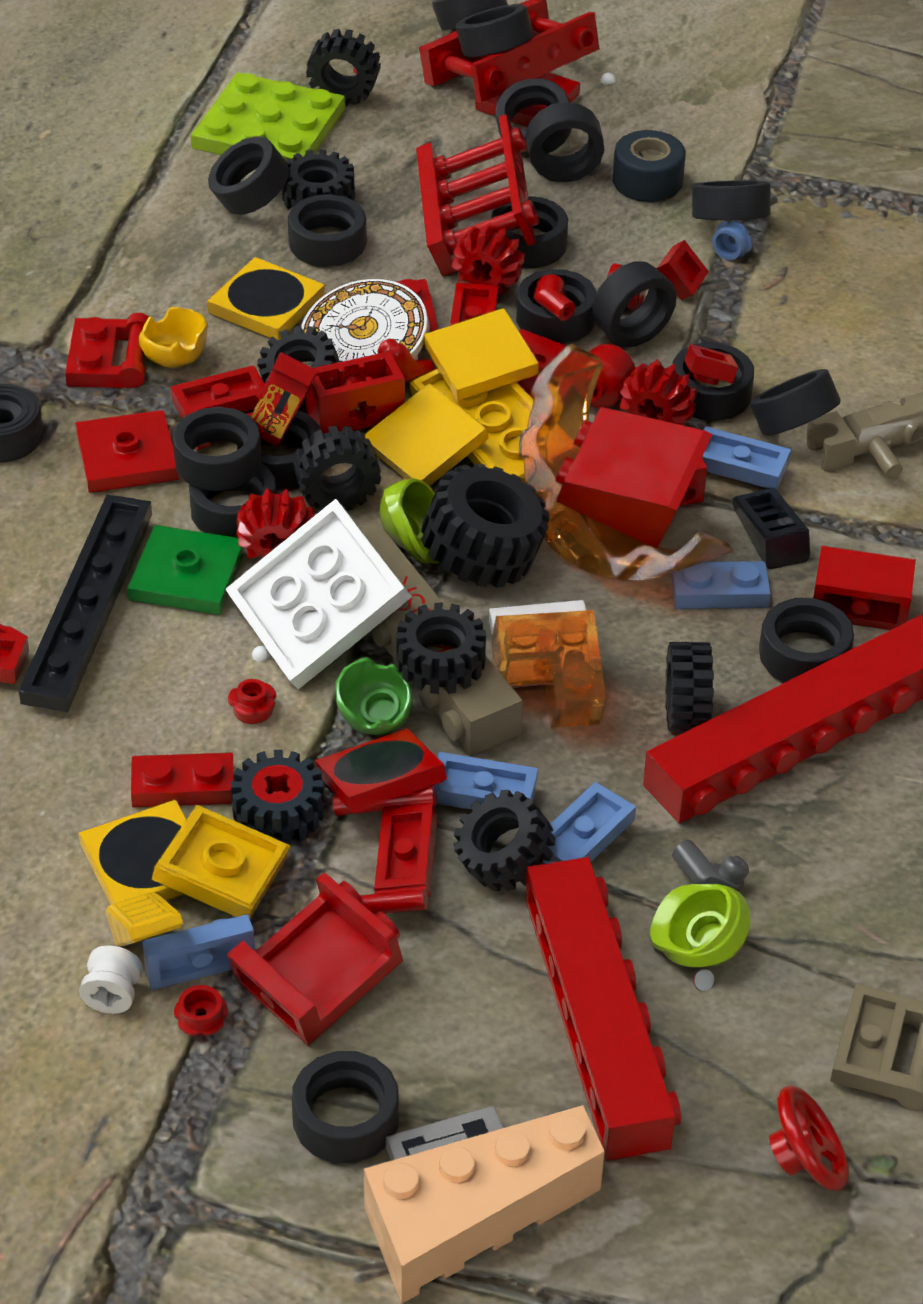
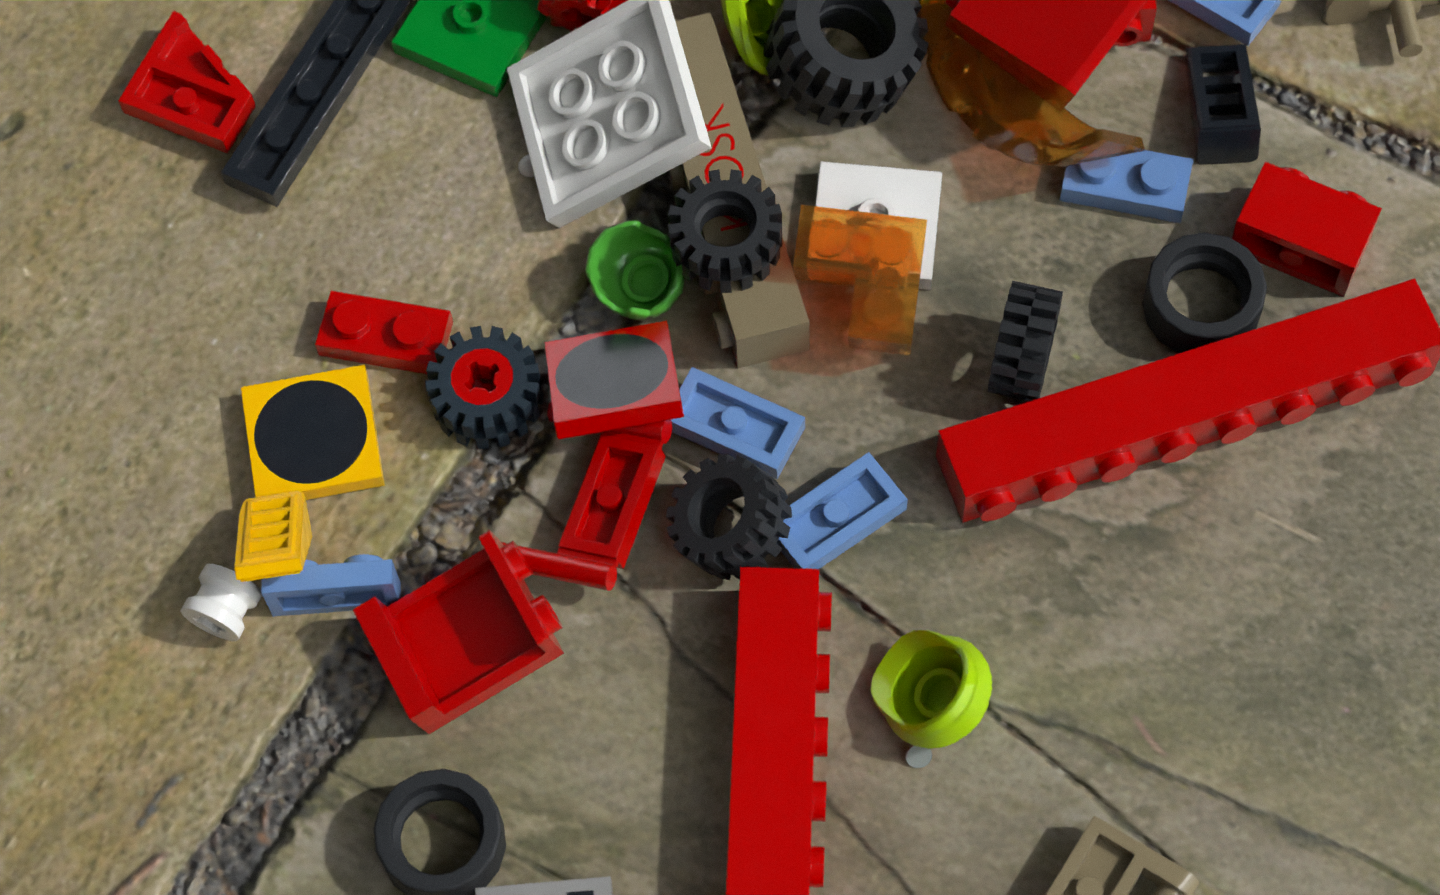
camera: 20 degrees right, 20 degrees up
(200, 1000) = (314, 650): red plate -> none
(221, 862) = (390, 469): yellow tile -> none
(252, 701) = (499, 250): red plate -> none
(701, 871) = (972, 611): dark grey arm -> none

